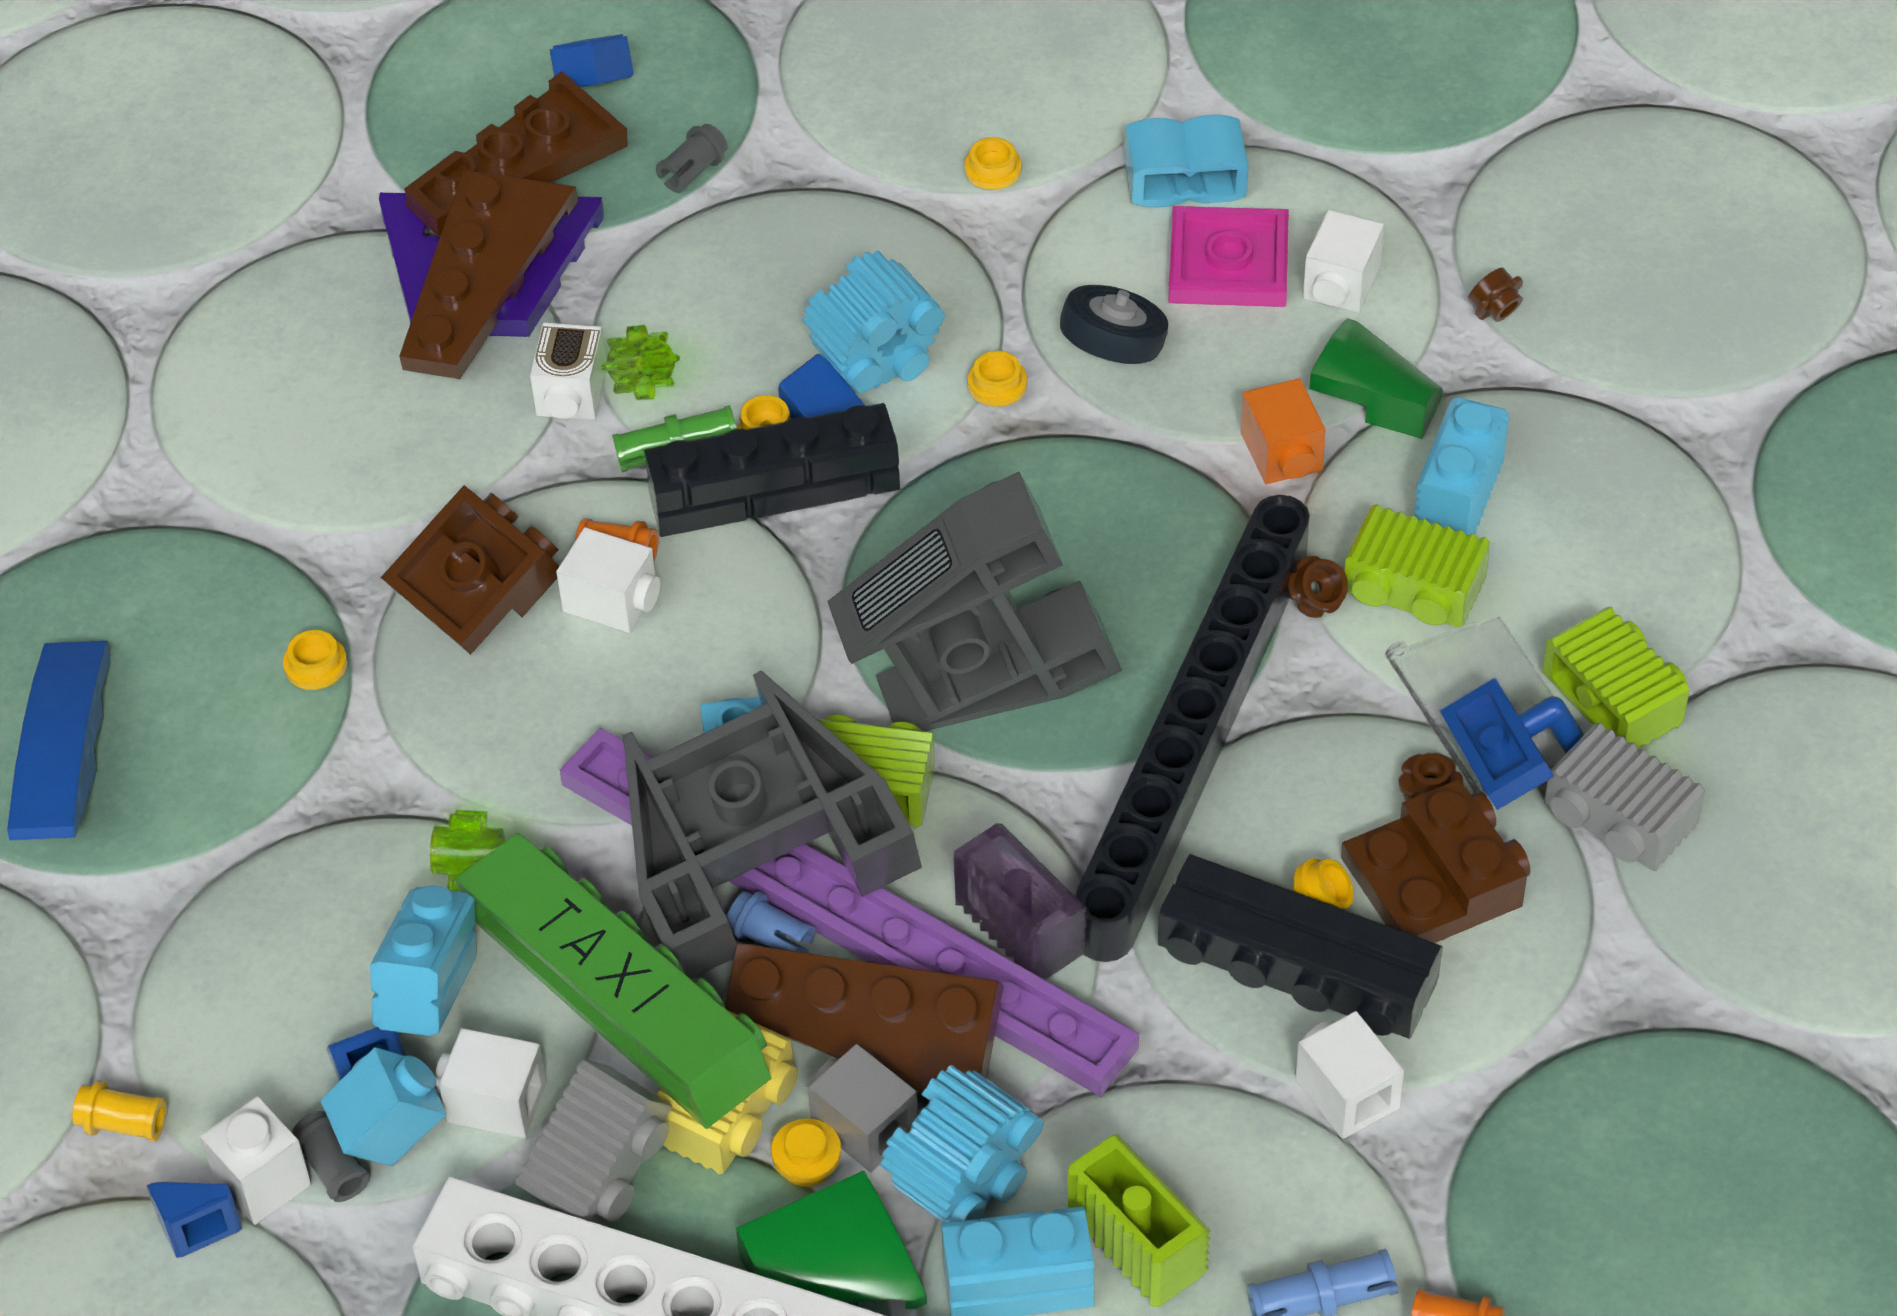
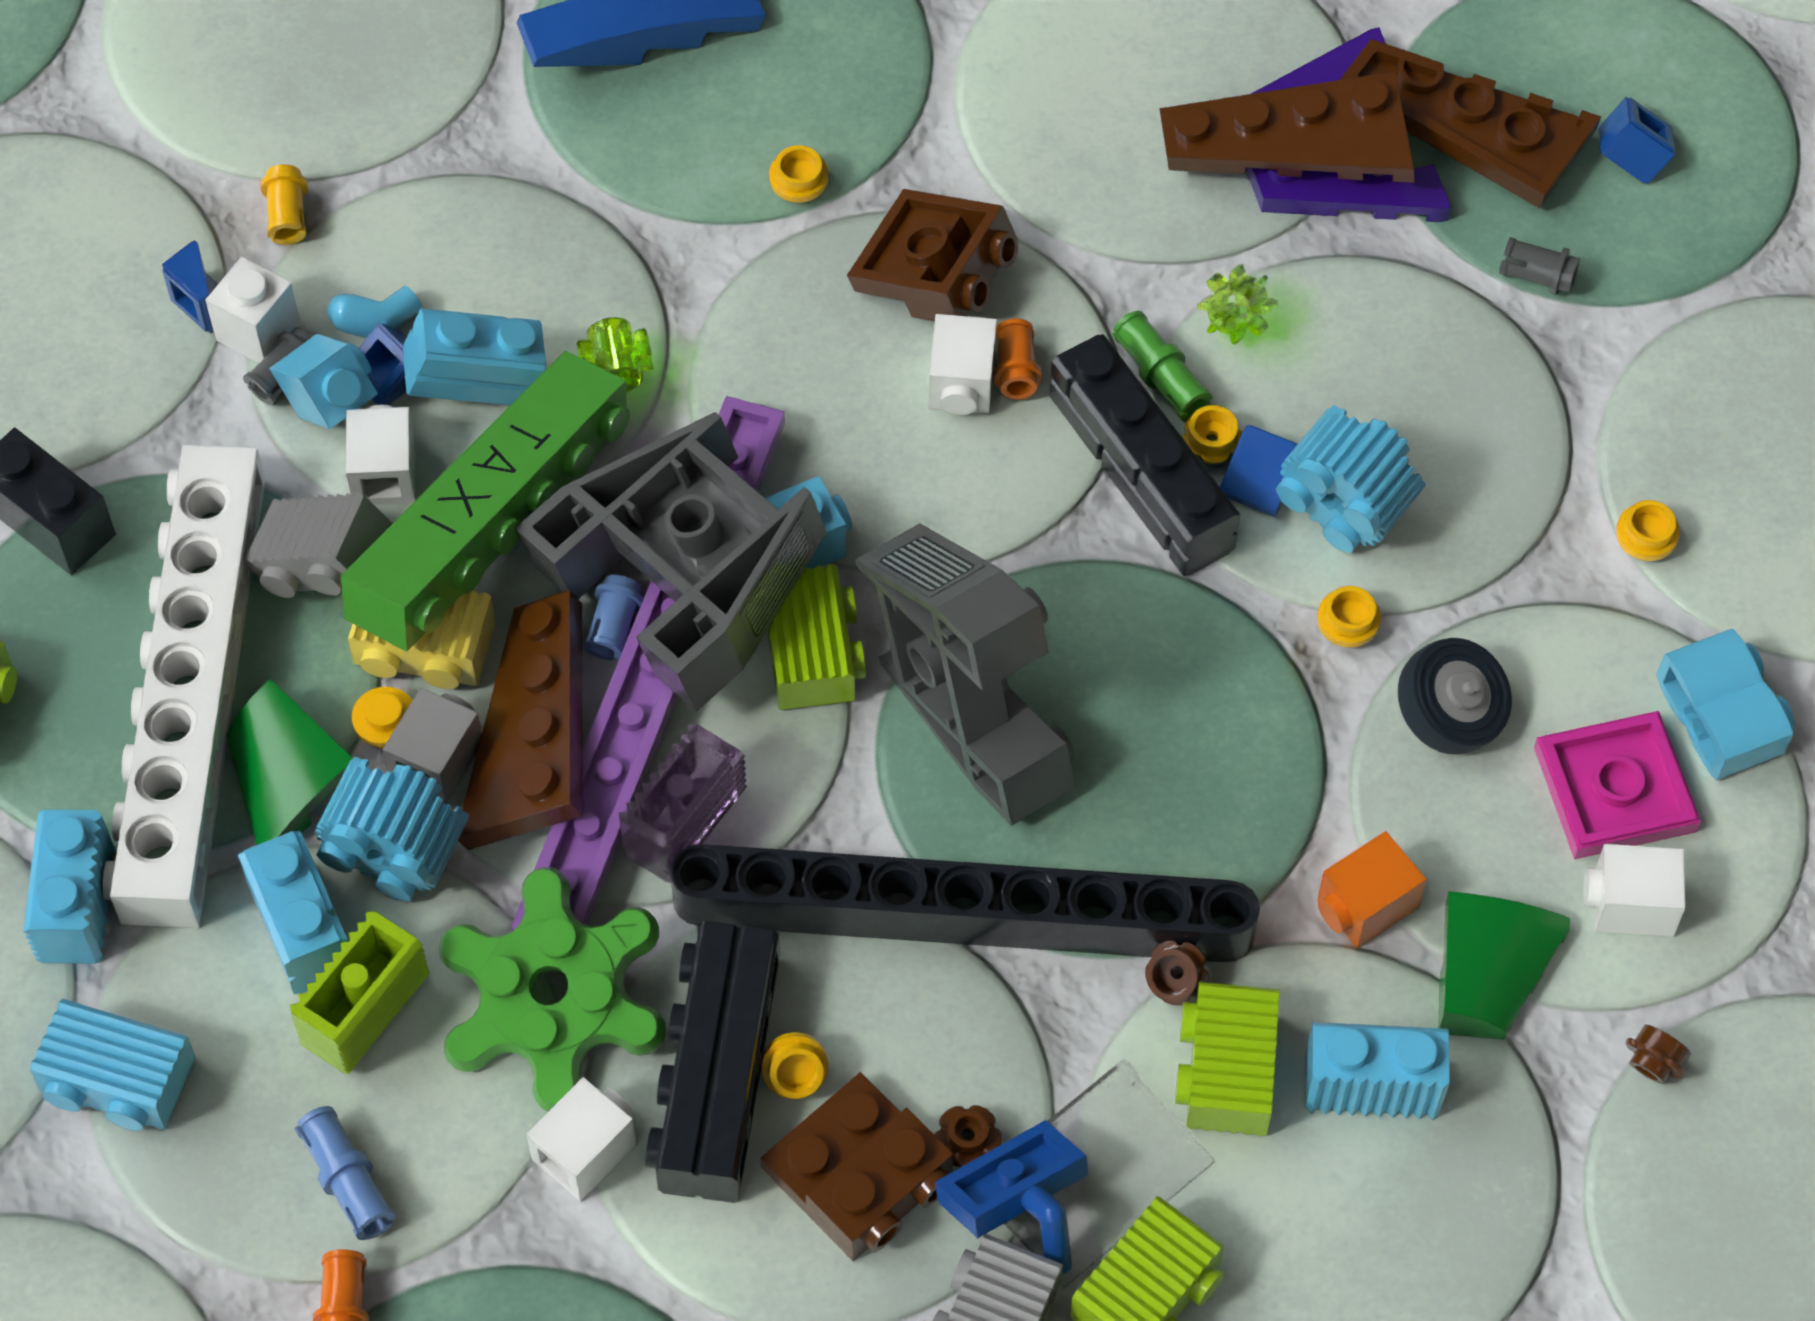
camera: 70 degrees right, 10 degrees up
(304, 1065) = (360, 314): none -> medium azure arm
(568, 371) = (1201, 246): white brick -> none
(1151, 1097) = (588, 1015): none -> bright green plate

